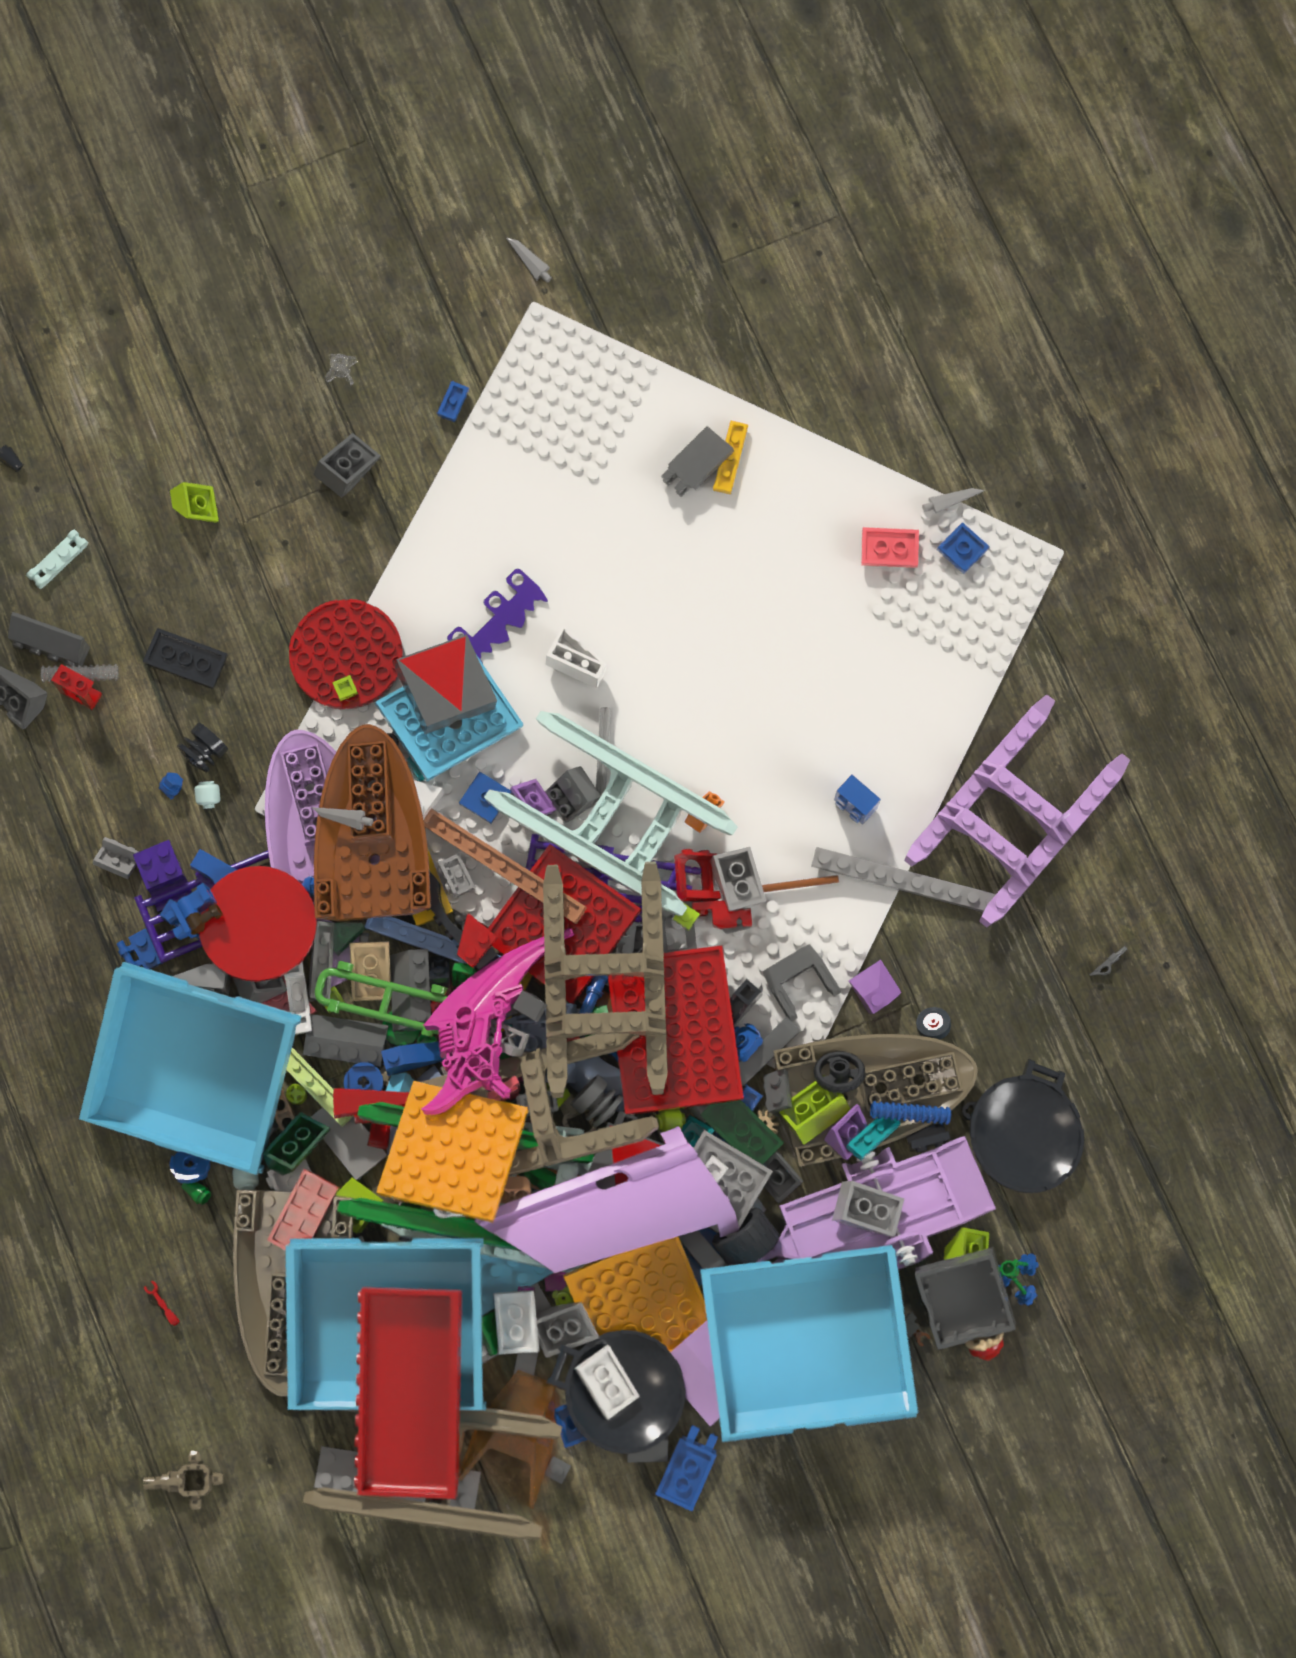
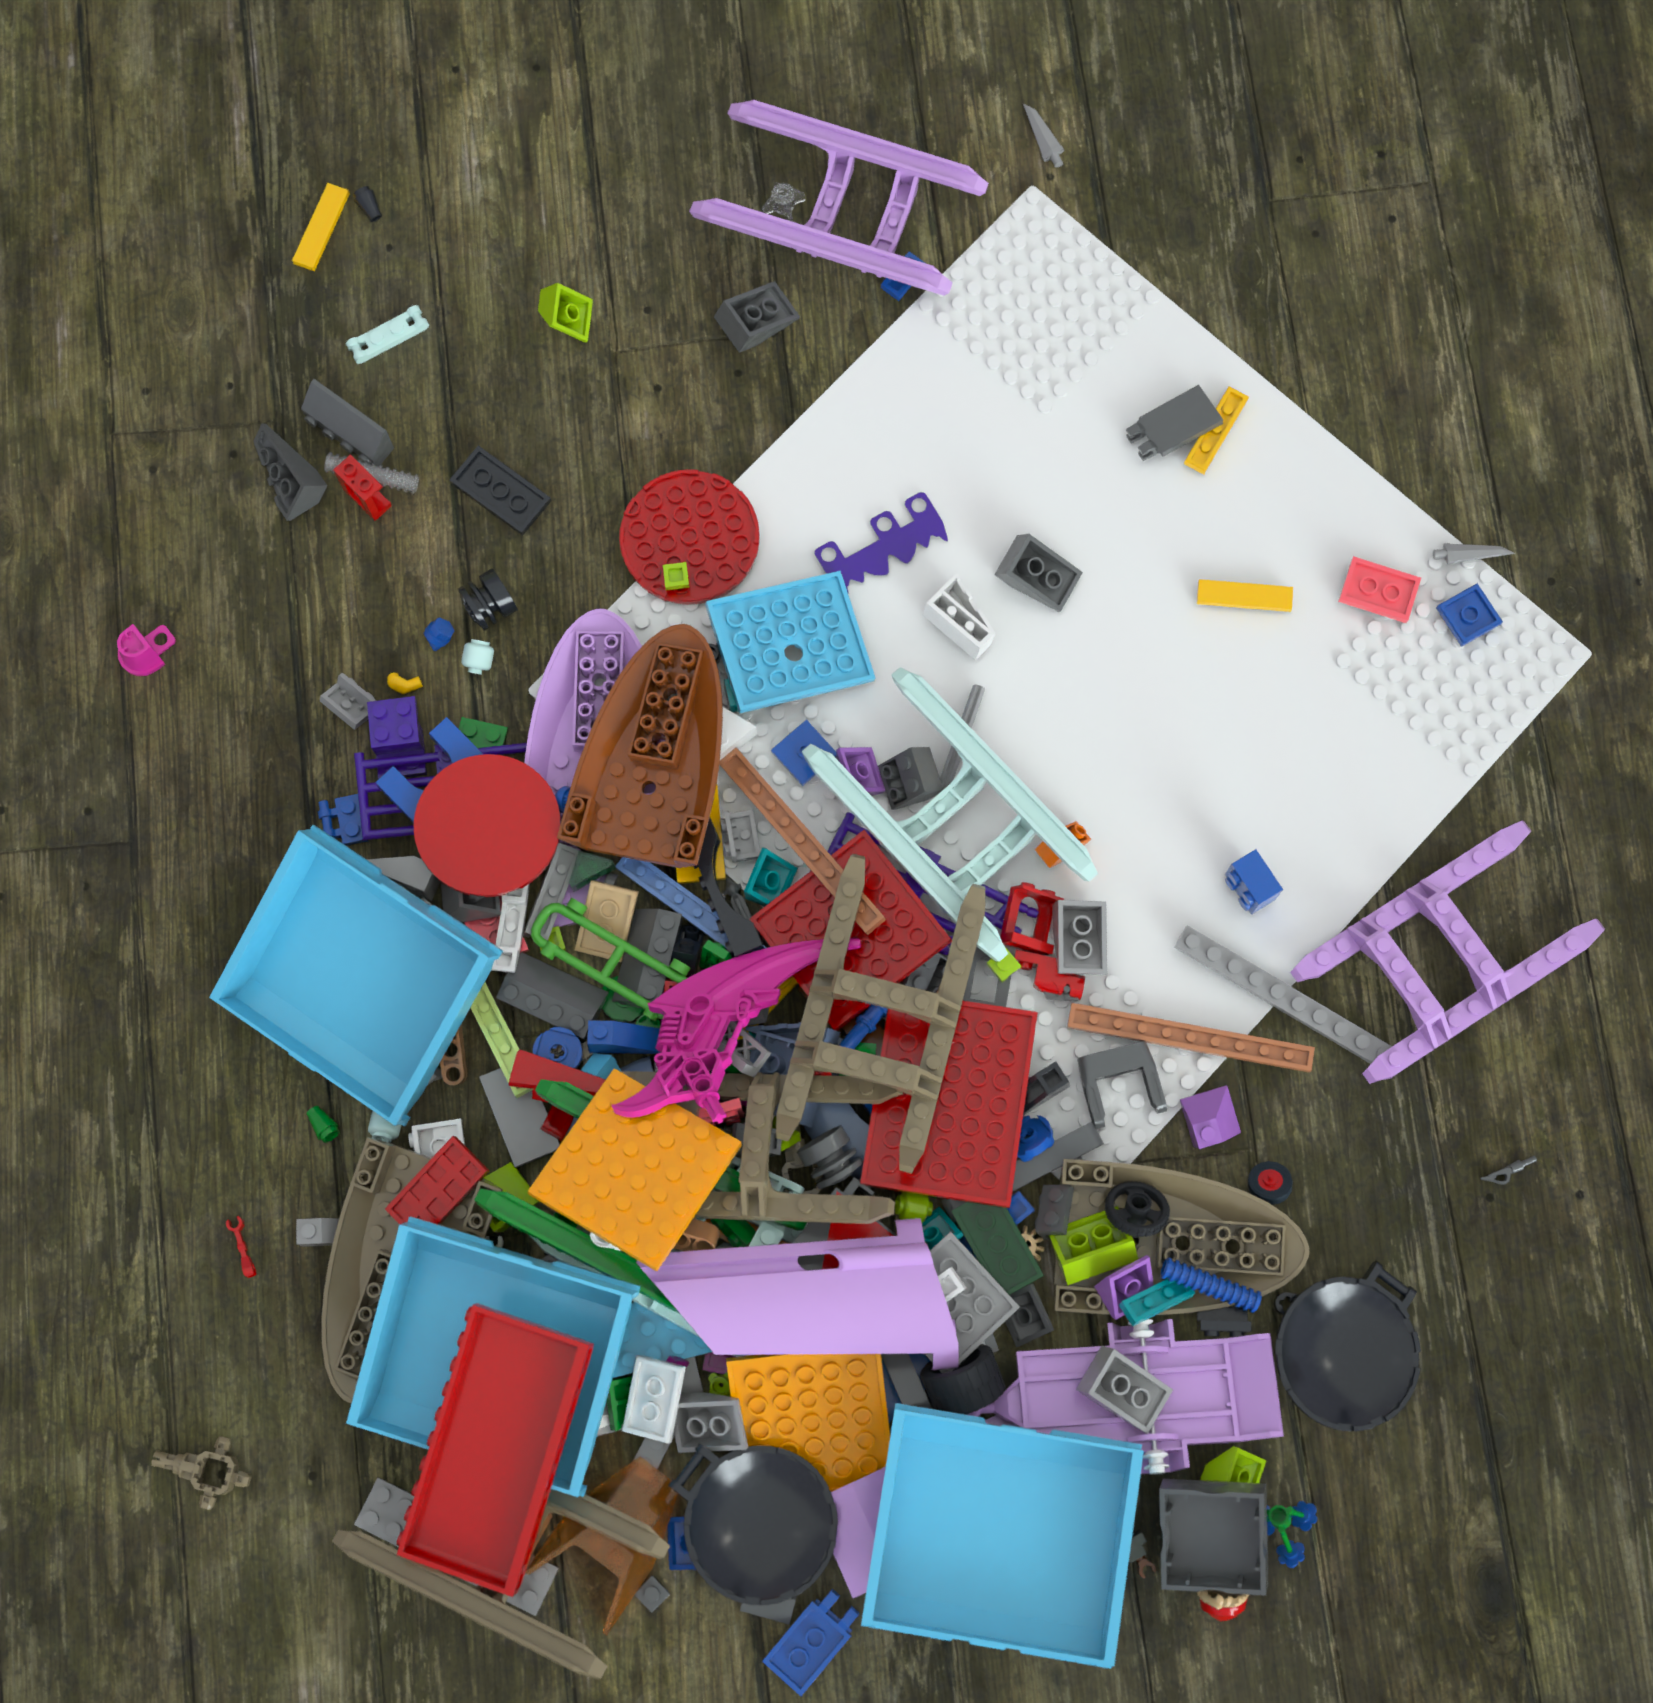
camera: 20 degrees right, 0 degrees up
(153, 833) = (401, 685): none -> yellow arm
(188, 911) = (408, 789): blue hips -> none
(189, 1174) = (317, 1101): blue plate -> none
(218, 1274) = (316, 1231): none -> light grey slope
(230, 853) = (483, 733): none -> green wing
(294, 1091) = (471, 1040): lime wheel -> none
(294, 1144) = (452, 1102): dark green slope -> none
(347, 817) = (633, 730): light grey bar -> none
(376, 314) = (843, 148): none -> lavender piece
(445, 684) = (795, 603): dark grey tile -> none
(474, 941) = (739, 920): red wing -> none
(487, 901) = (769, 878): none -> teal slope
(530, 1005) = (782, 1018): dark grey slope -> none
(607, 1382) = (742, 1506): white tile -> none
(625, 606) = (1038, 572): none -> dark grey slope
(788, 580) = (1244, 595): none -> yellow tile
(800, 883) = (1155, 964): dark orange bar -> none
(843, 931) = (1191, 1037): none -> nougat plate

